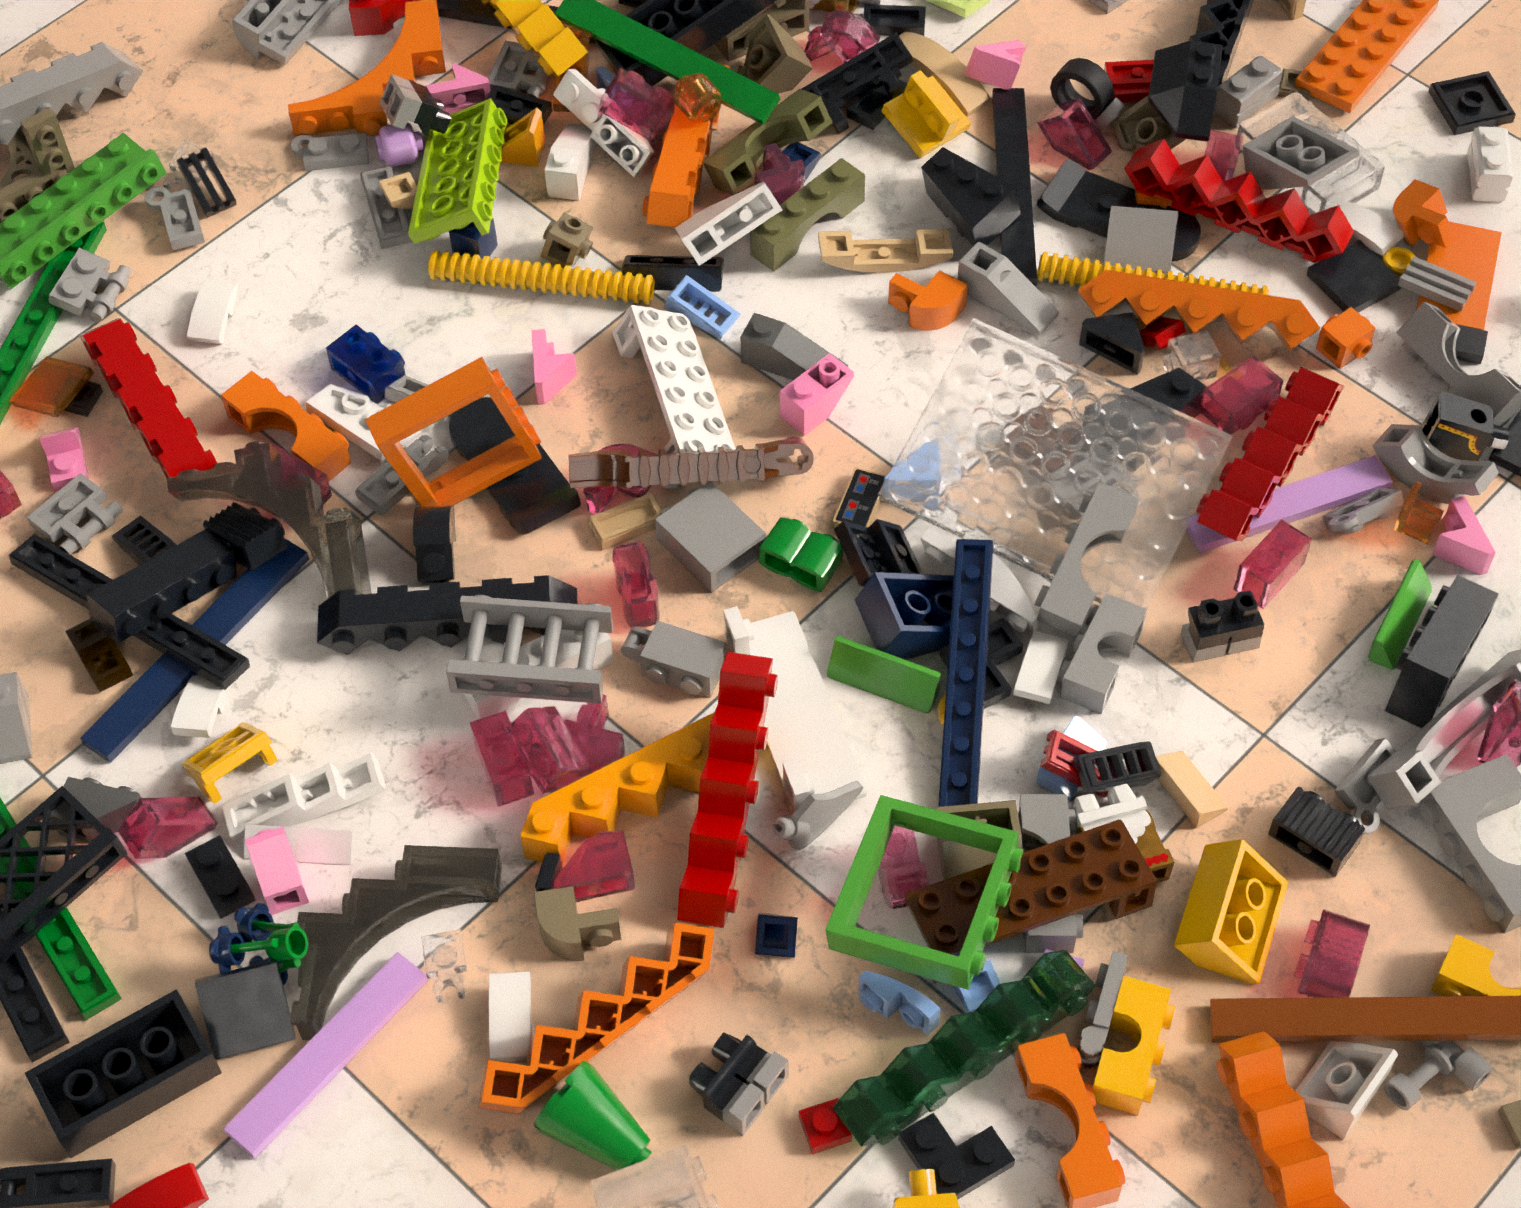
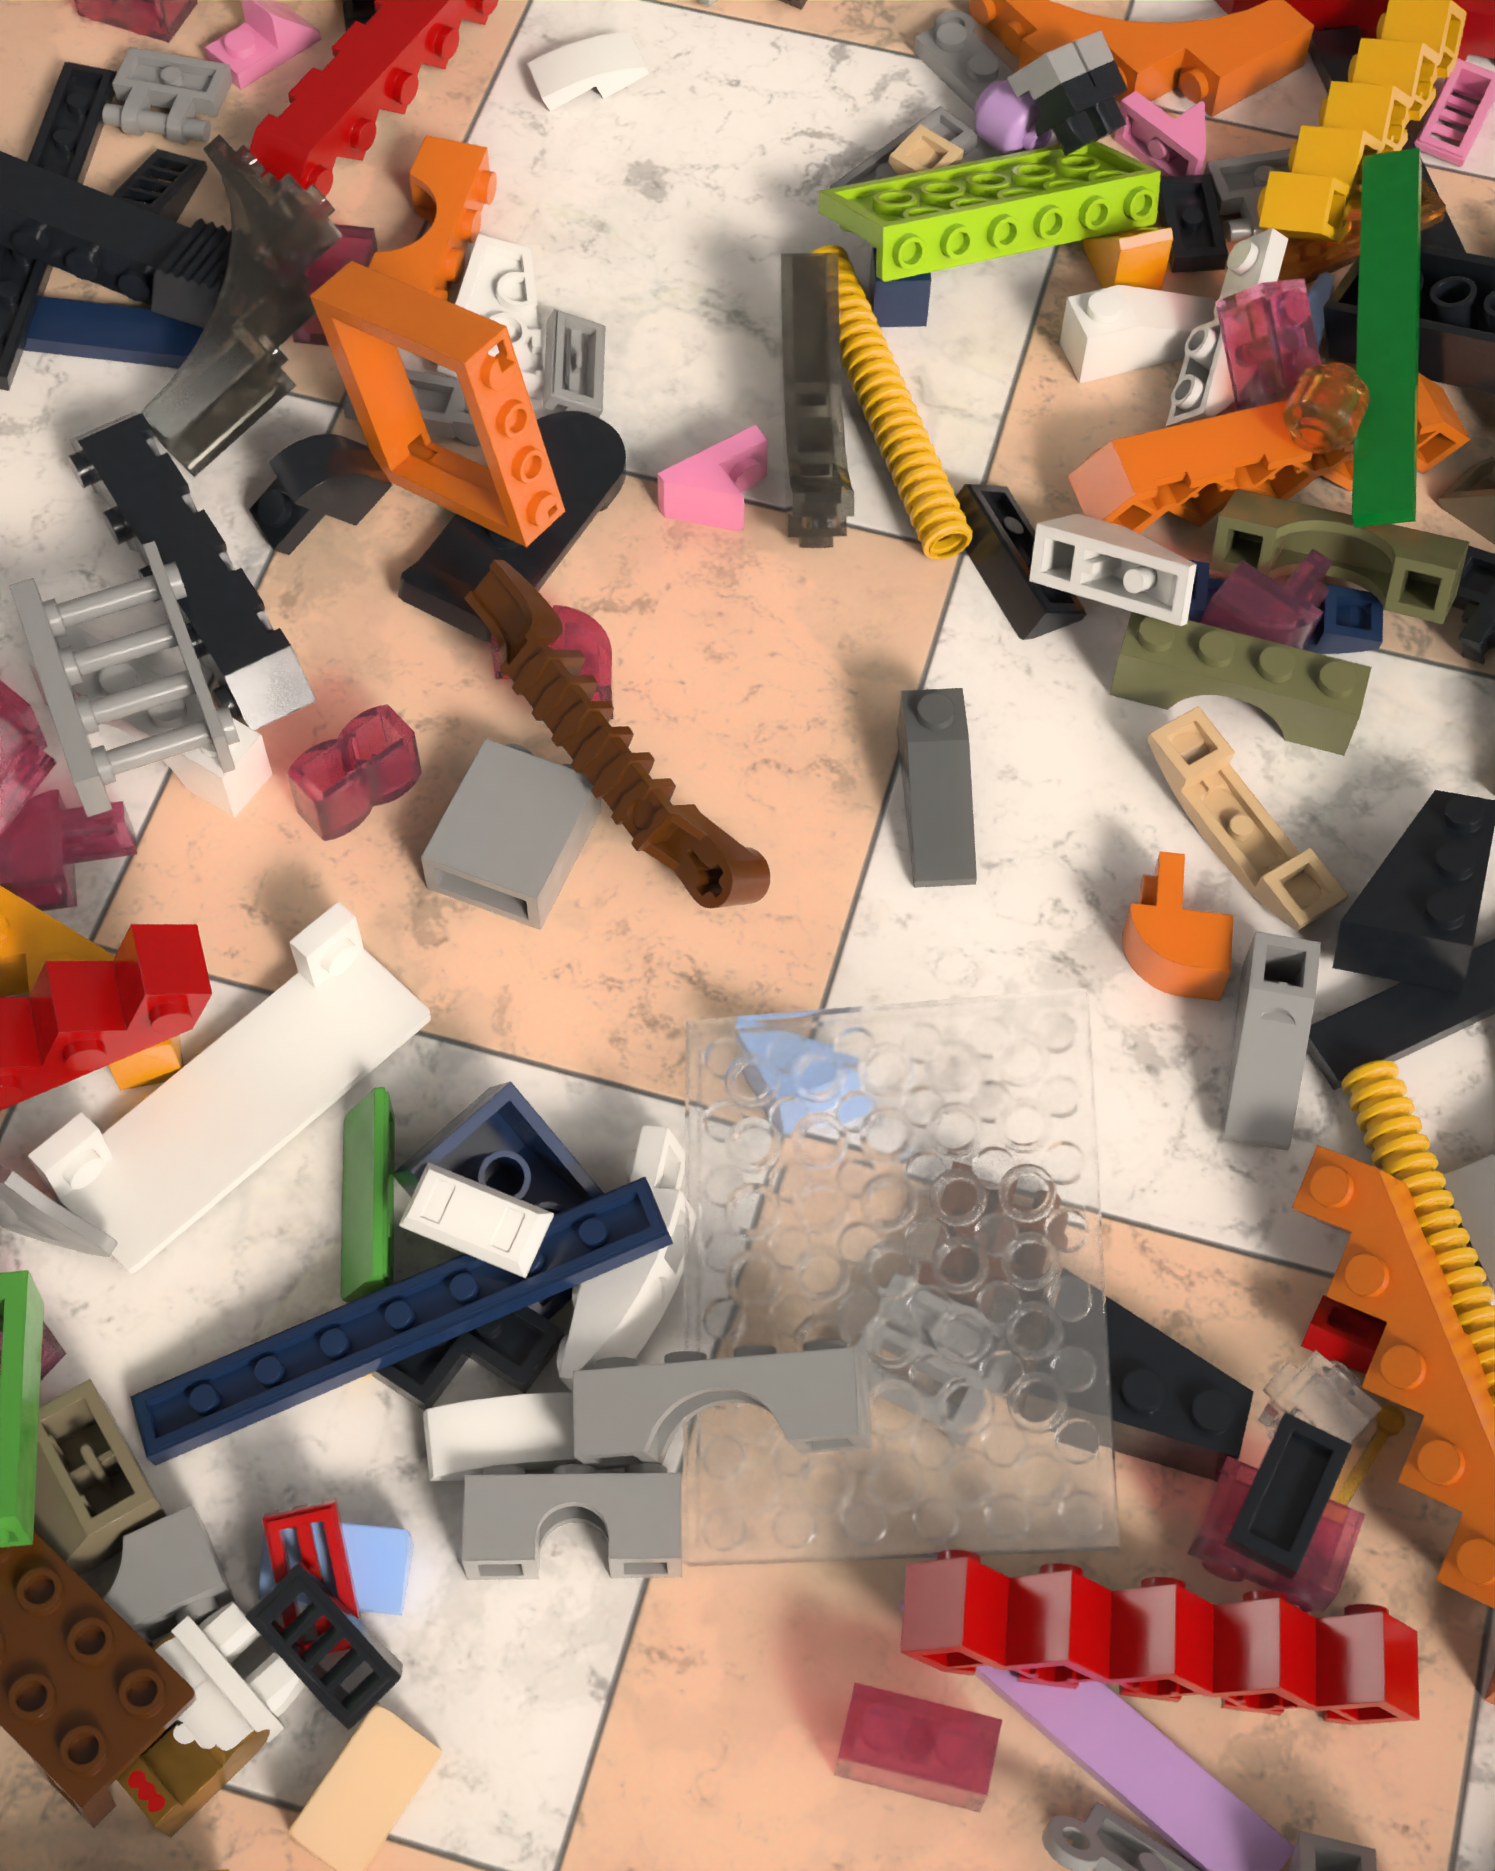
camera: 60 degrees right, 5 degrees up
(365, 362) = (595, 267): clear blue brick -> none
(506, 292) = (812, 409): none -> clear smoke arch
(566, 241) = (963, 393): dark tan brick -> none
(625, 521) = (490, 710): tan tile -> none
(677, 376) = (778, 667): white bracket -> none
(677, 657) = (257, 891): light grey brick -> none
(699, 294) = (961, 584): light blue slope -> none
(801, 554) = (545, 973): green brick -> none
(814, 394) = (867, 849): bright pink slope -> none
(860, 498) = (668, 1008): tile -> none
(876, 549) = (599, 1086): black slope -> none
(941, 614) = (476, 1220): none -> white tile
(1114, 339) = (1283, 1264): black slope -> none
(1223, 626) = (726, 1713): black hips -> none
(1234, 374) = (1288, 1495): none -> black tile

